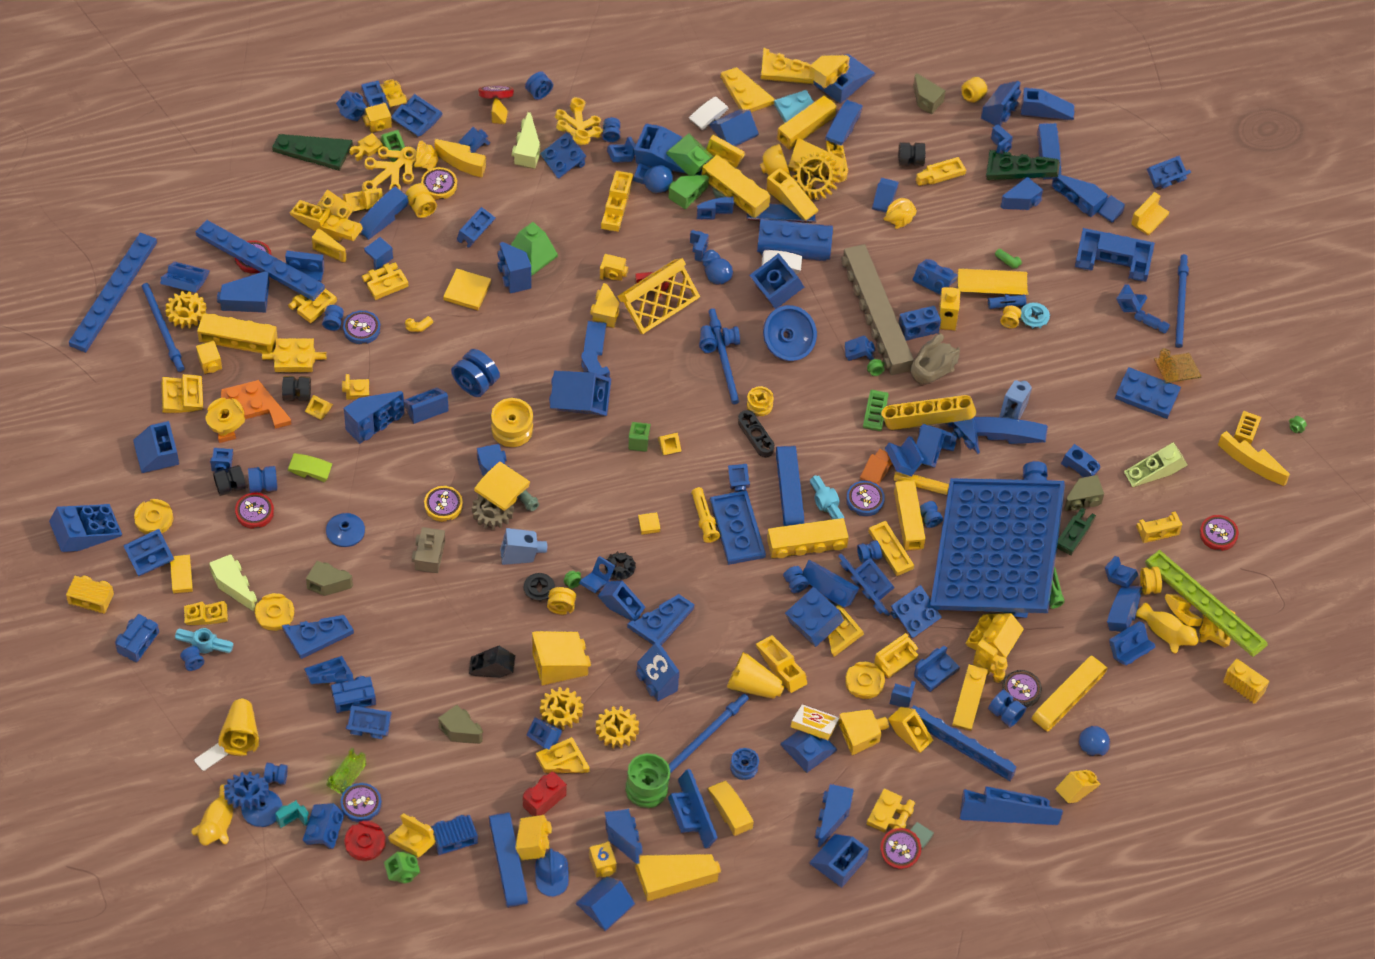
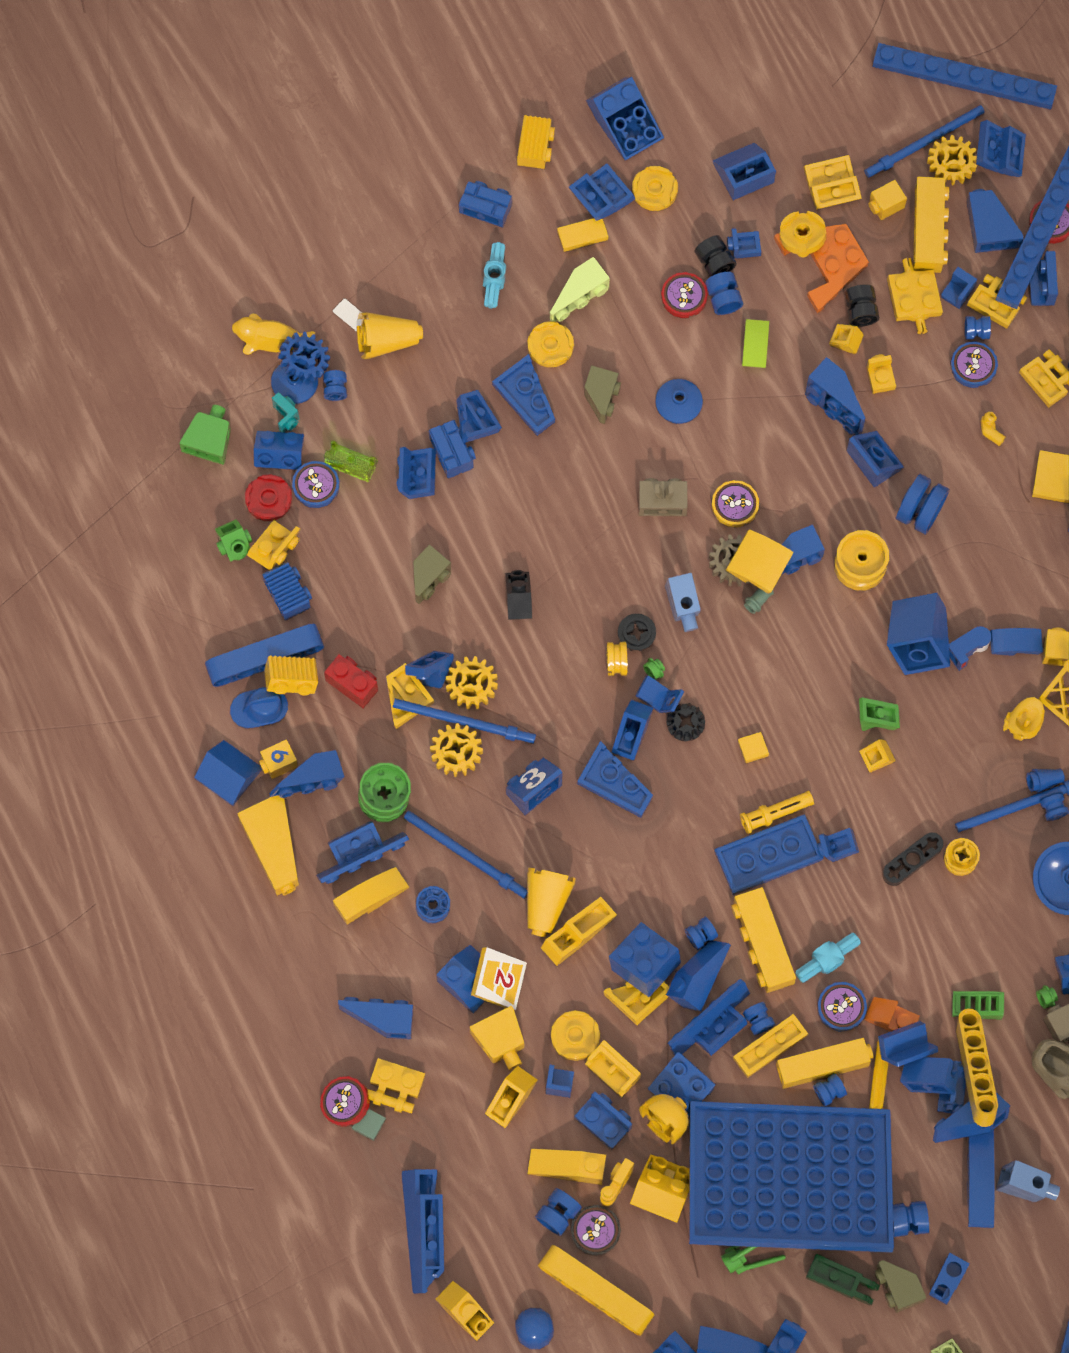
camera: 85 degrees right, 15 degrees up
(192, 658) = (469, 267): blue wheel -> none
(205, 614) = (534, 270): yellow slope -> none
(296, 324) = (959, 288): none -> blue panel
(300, 877) = (208, 436): none -> bright green torso
(559, 656) = (538, 667): yellow slope -> none
(607, 689) = (510, 732): none -> blue bar
(658, 343) = (1025, 719): none -> yellow hat
(789, 485) = (838, 909): blue beam -> none
(840, 858) = (319, 1029): blue slope -> none
(941, 622) = (666, 1116): none -> yellow cylinder
(966, 745) = (498, 1171): blue plate -> none

